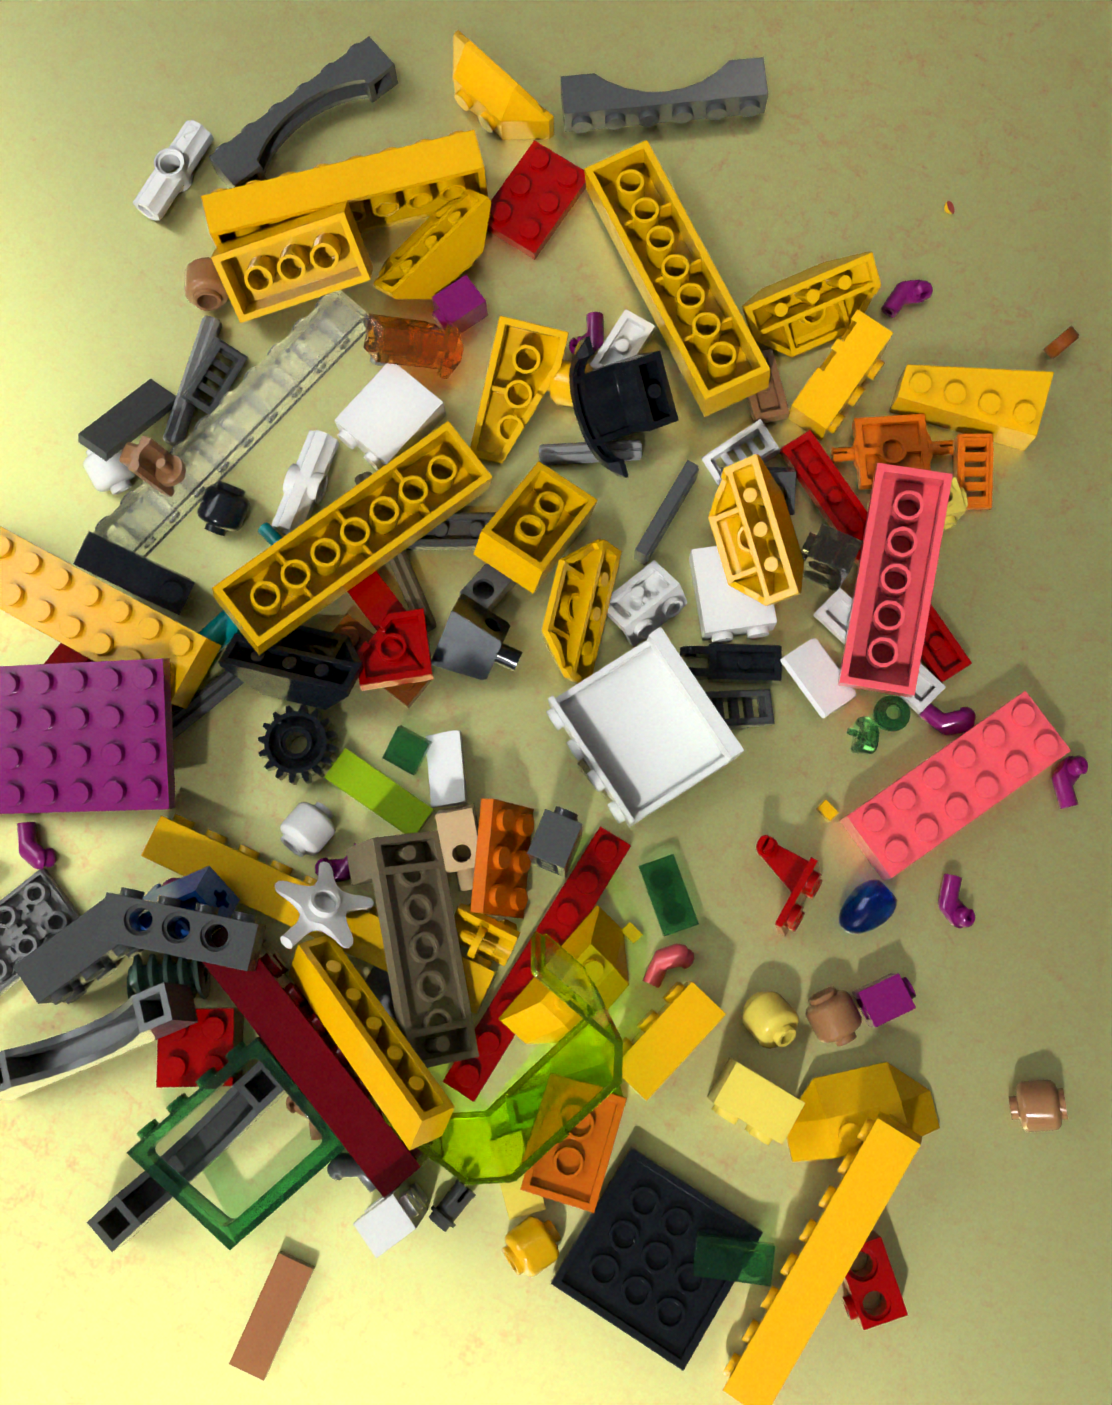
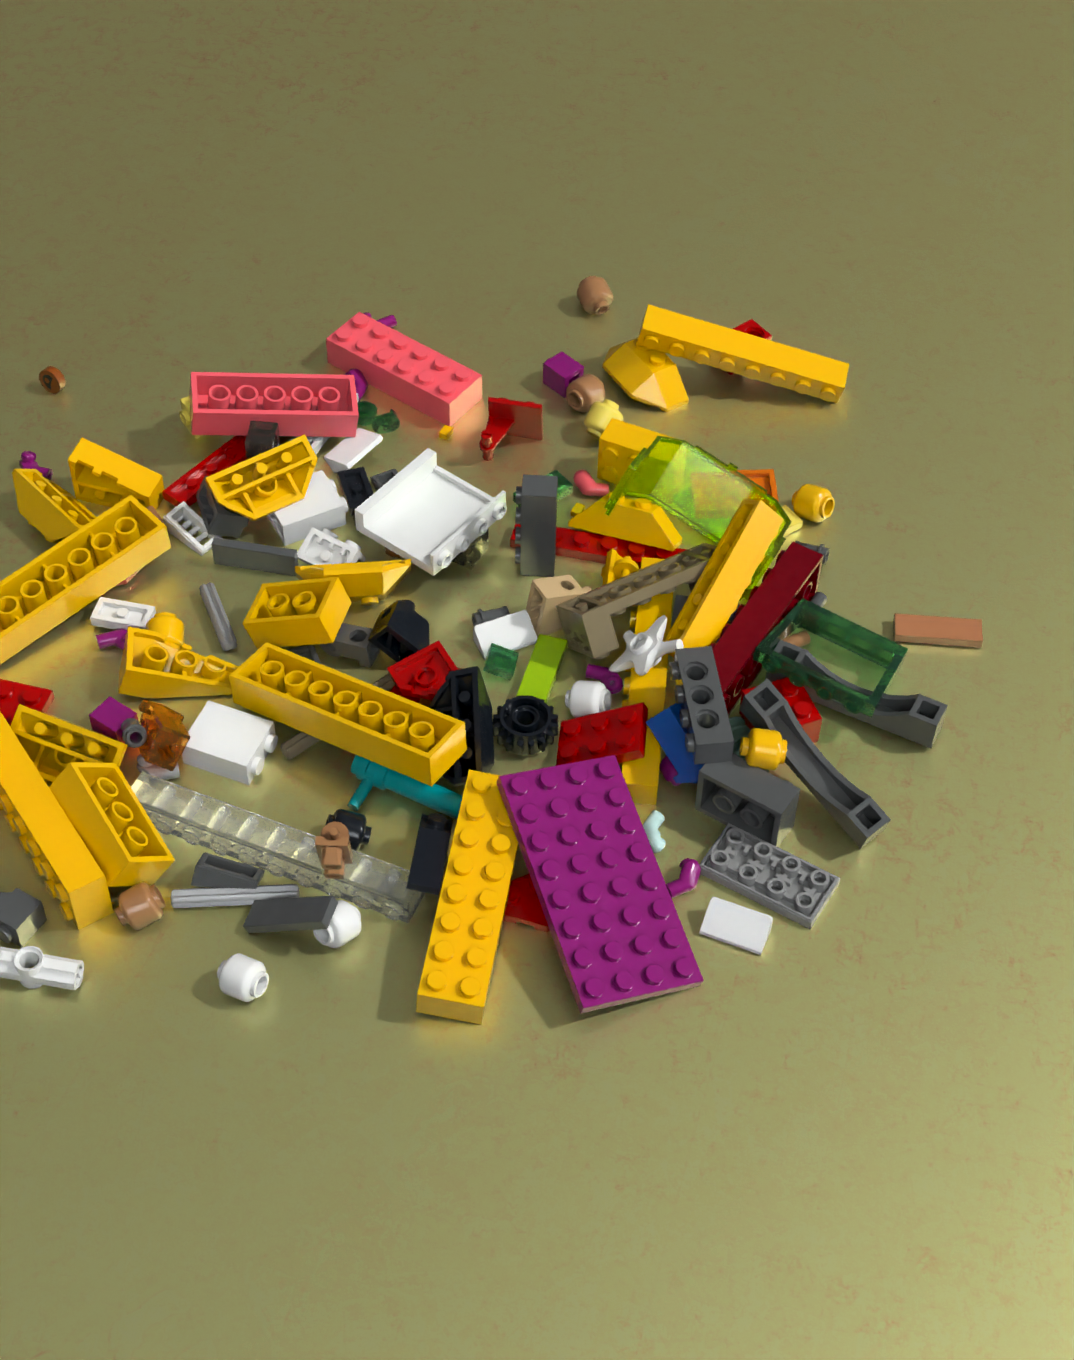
camera: 115 degrees left, 30 degrees down
(80, 360) = (242, 977): none -> white head
(103, 982) = (763, 748): none -> yellow head
(106, 831) = (651, 828): none -> light aqua arm
(234, 820) = (604, 734): none -> red plate
(305, 481) = (305, 783): white piece -> none
(392, 1217) = (837, 541): white arch -> none
(412, 309) = (133, 733): none -> dark grey pin
(478, 760) = (484, 616): none -> dark grey pin
(502, 859) = (587, 567): orange plate -> none
(619, 400) = (171, 588): black piece -> none
(639, 1256) = (787, 438): black plate -> none
(733, 1259) = (764, 403): clear green plate -> none
(756, 1101) = (661, 403): light yellow brick -> none
(867, 907) = (504, 387): clear blue animal -> none
(891, 441) = (165, 447): orange plate -> none
(951, 906) = (485, 360): magenta arm -> none
(976, 400) = (114, 405): yellow wedge -> none
(980, 442) = (159, 407): orange slope -> none

